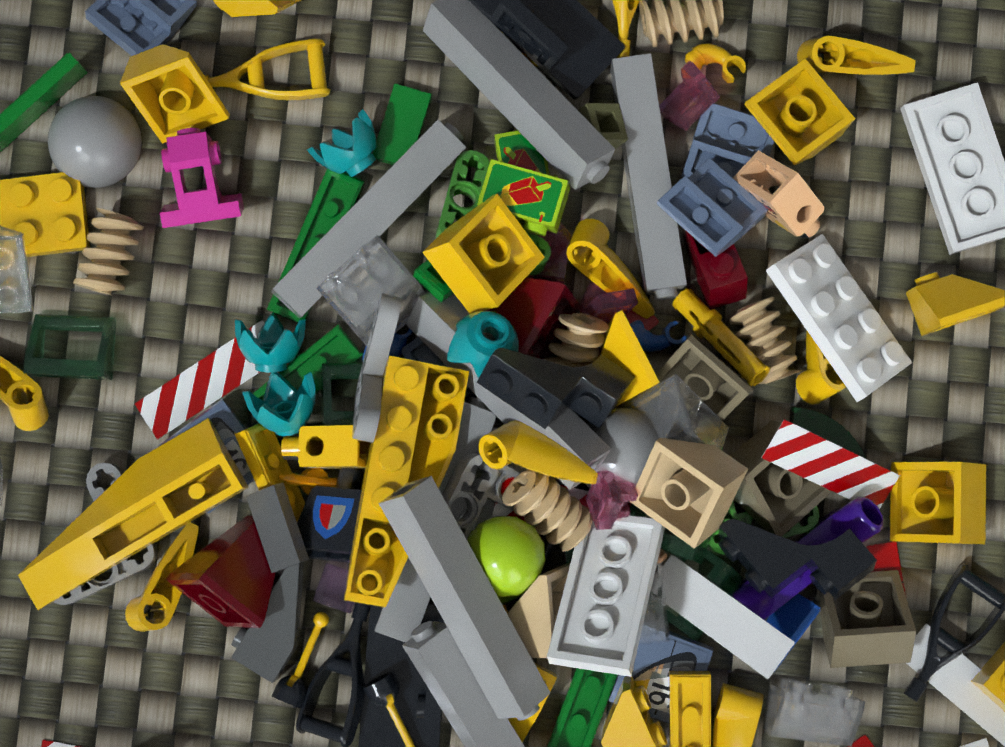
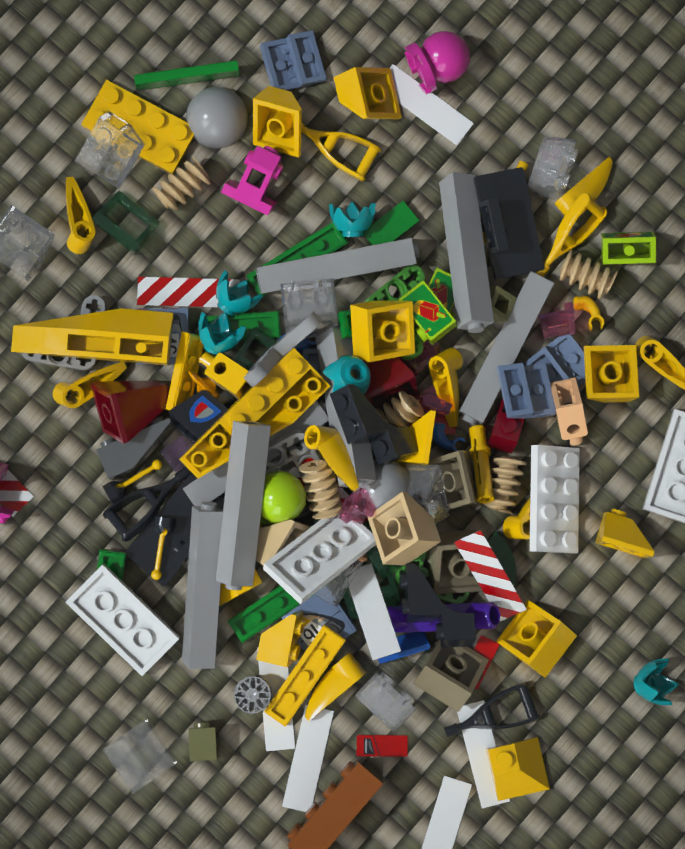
camera: 30 degrees right, 0 degrees up
(277, 527) = (169, 397): dark grey tile -> none

